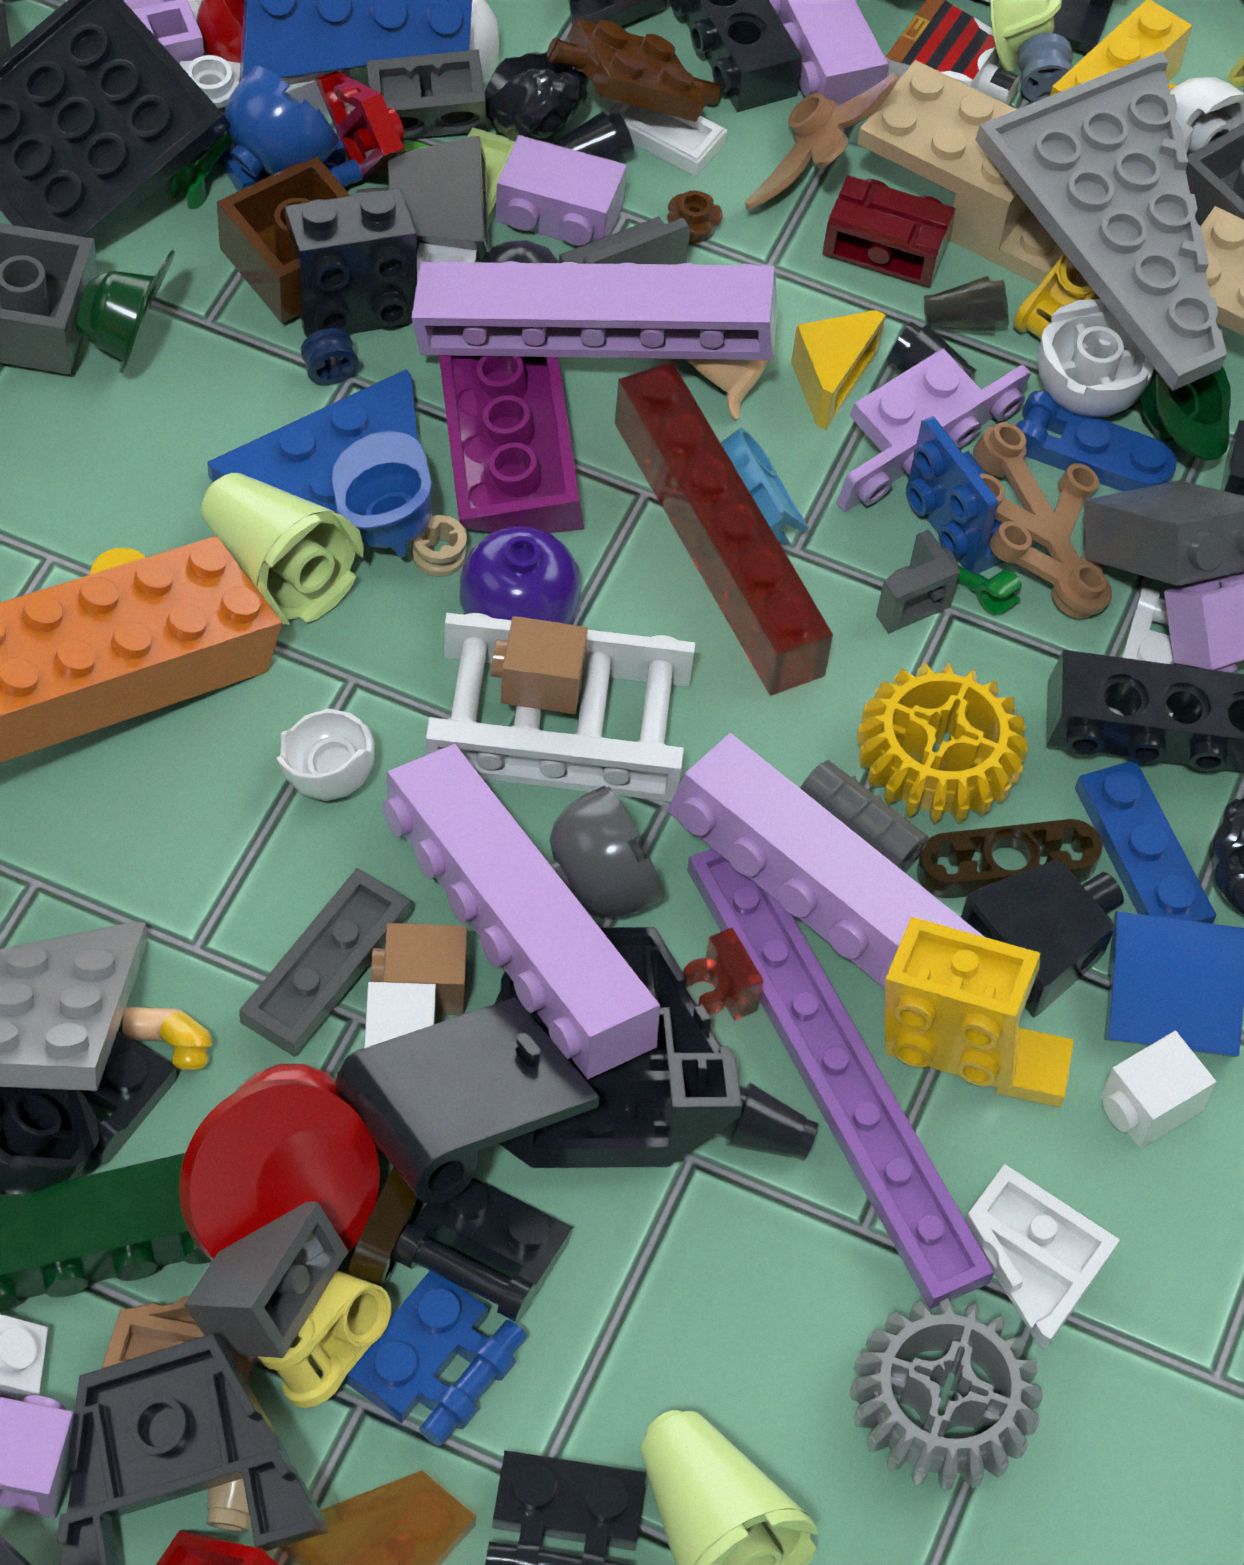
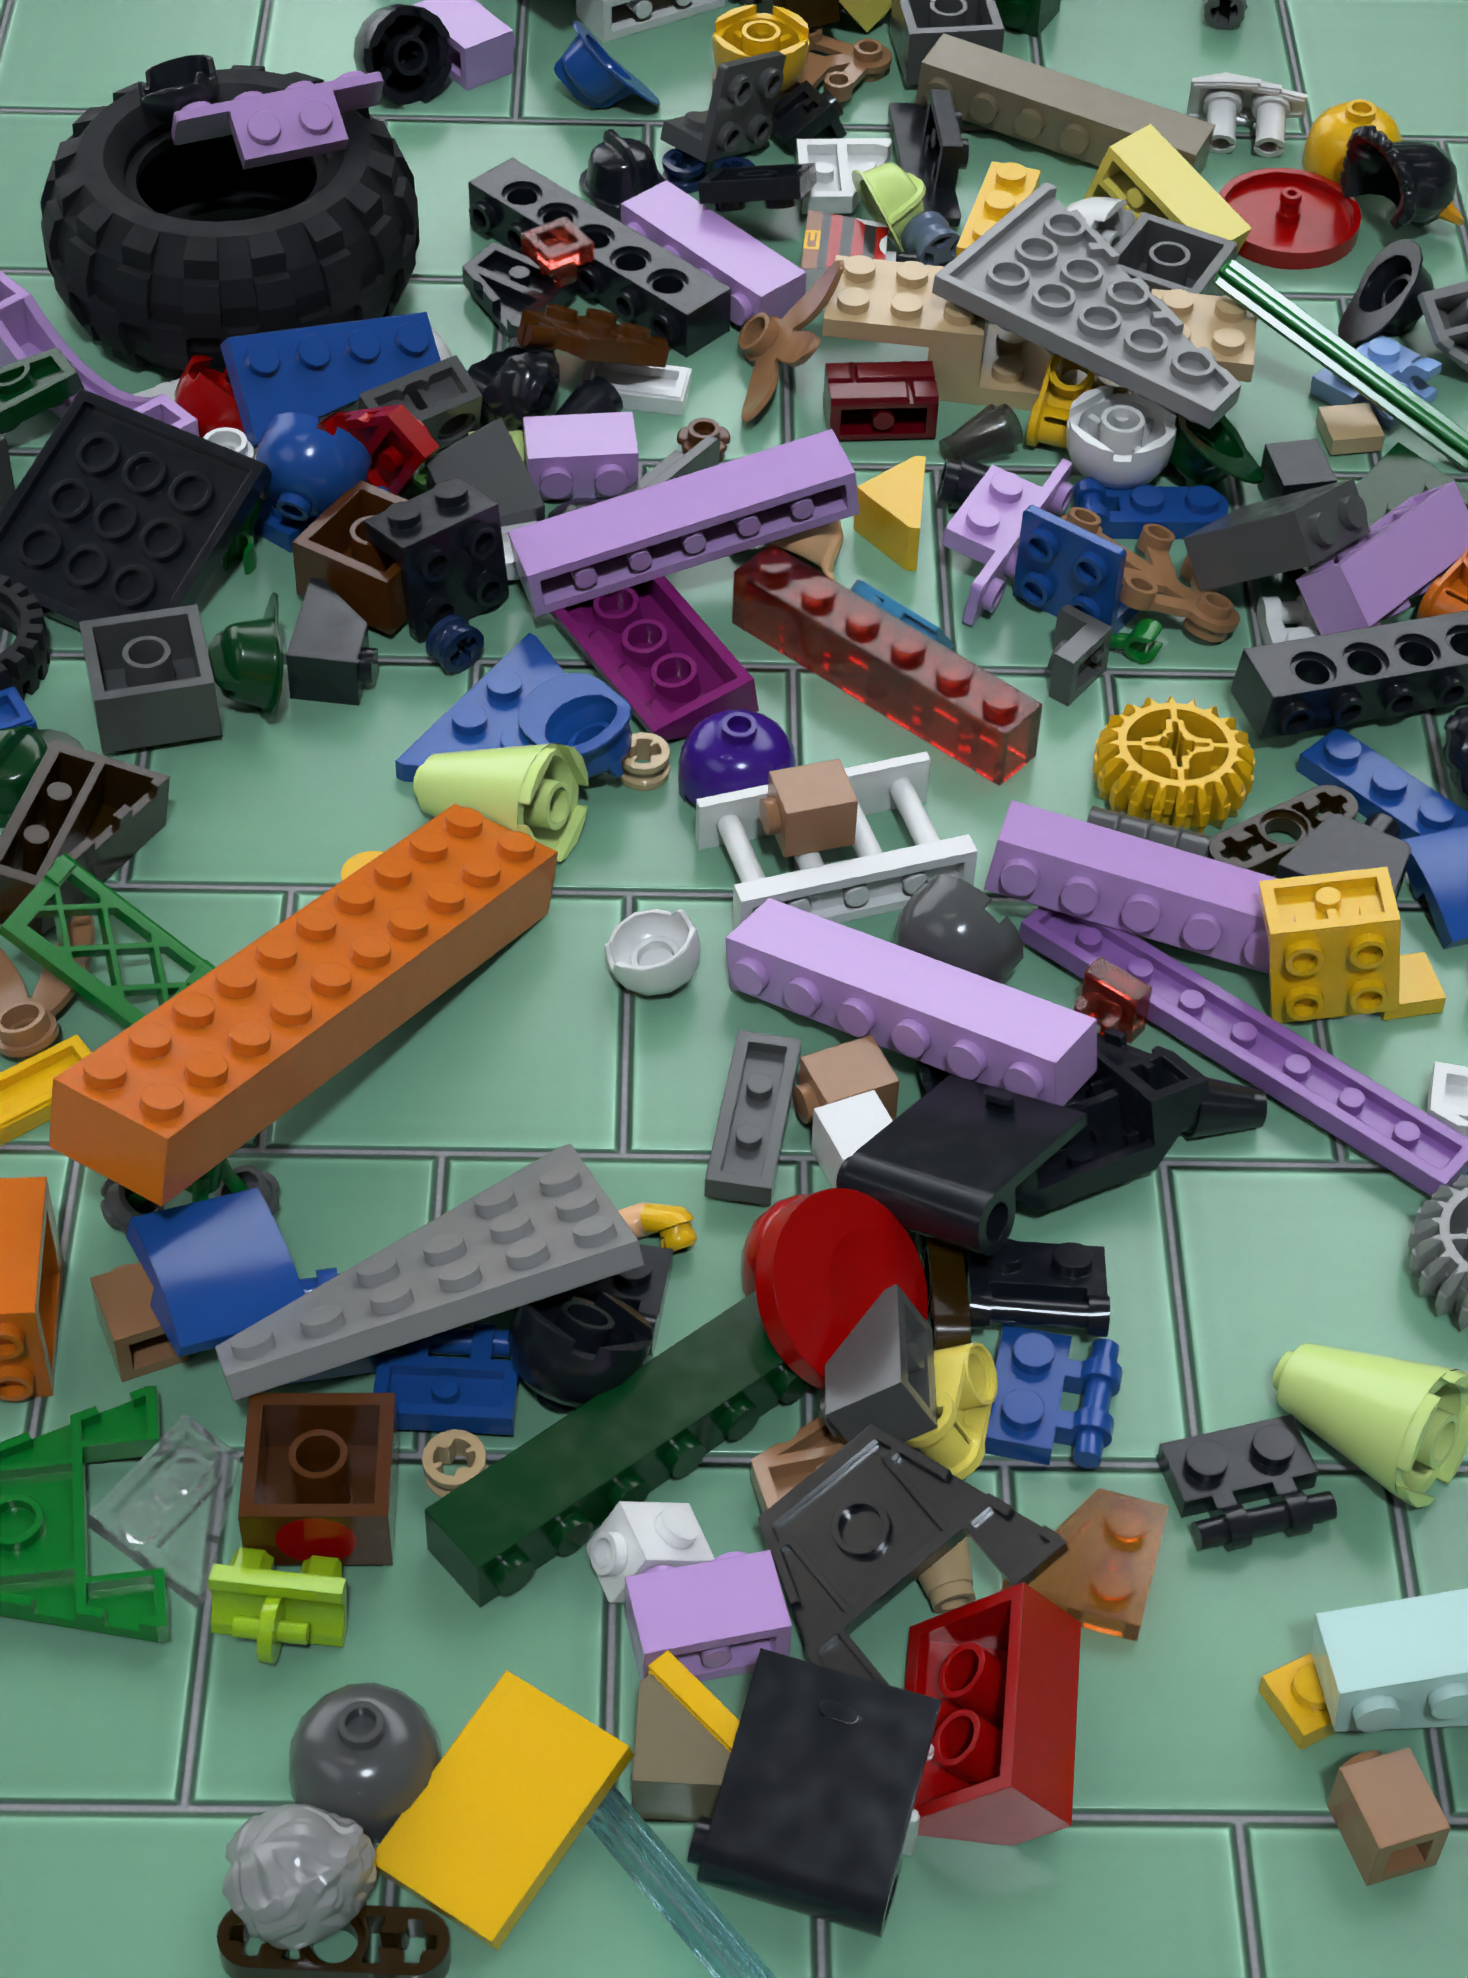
camera: 20 degrees left, 10 degrees down
(207, 321) = (329, 650): none -> black slope

